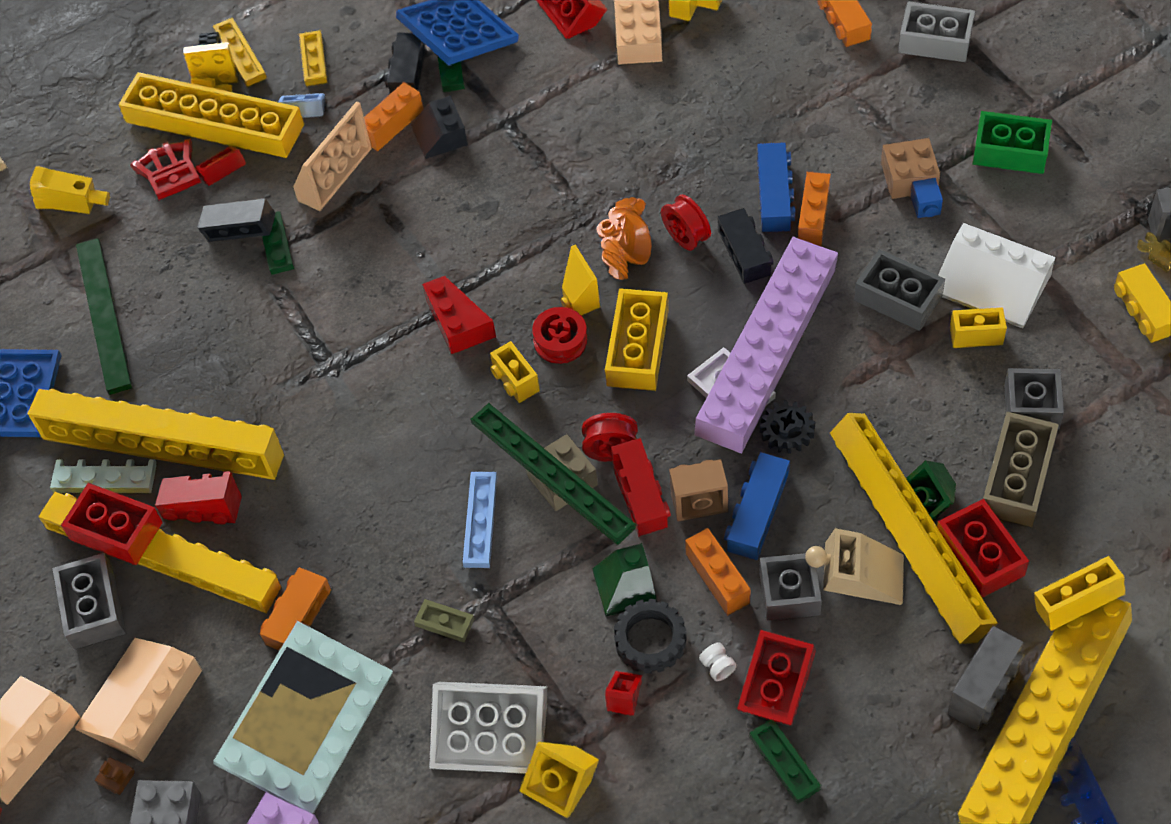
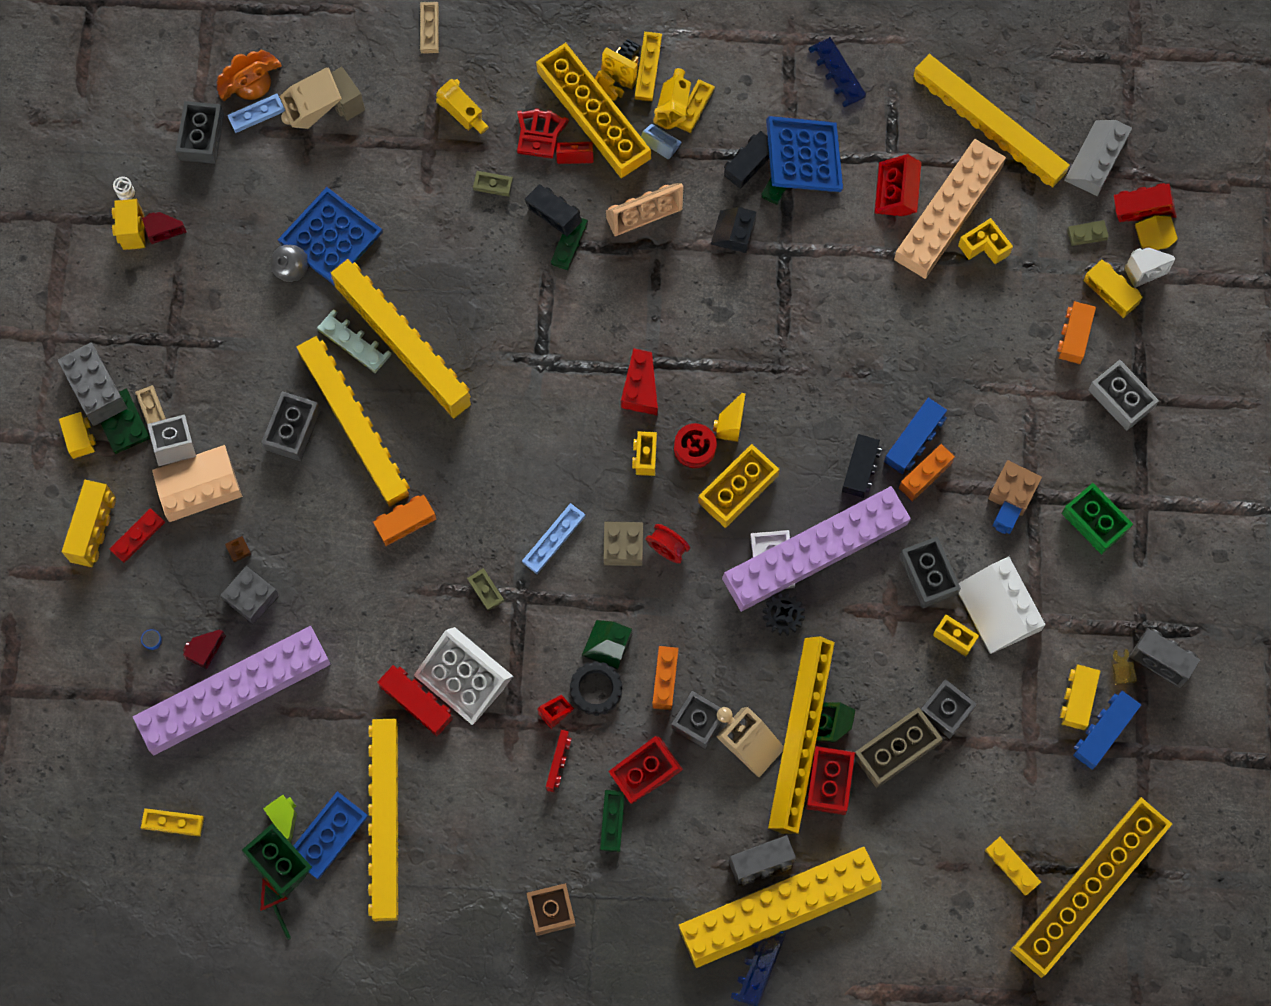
camera: 30 degrees right, 15 degrees up
(103, 317) = (426, 220): dark green tile -> none
(112, 523) = (333, 388): red brick -> none
(140, 697) = (281, 509): light nougat slope -> none
(152, 239) = (493, 183): none -> olive plate
(199, 499) = (397, 403): red wedge -> none
(289, 62) = (672, 101): none -> yellow piece
(303, 718) = (364, 592): plate -> none
(393, 115) = (710, 196): orange brick -> none
(453, 792) = (415, 700): none -> red brick
(553, 474) = (612, 544): dark green tile -> none
(558, 776) = (480, 735): yellow slope -> none
(625, 237) = (787, 406): orange piece -> none
(639, 487) = (661, 590): red wedge -> none
(672, 740) = (558, 761): none -> red plate
(686, 222) = (833, 423): red wheel -> none
(699, 490) = (693, 618): medium nougat brick -> none
(717, 661) = (621, 733): white wheel -> none
(757, 506) = (723, 653): blue brick -> none
(1080, 593) = (852, 854): yellow brick -> none

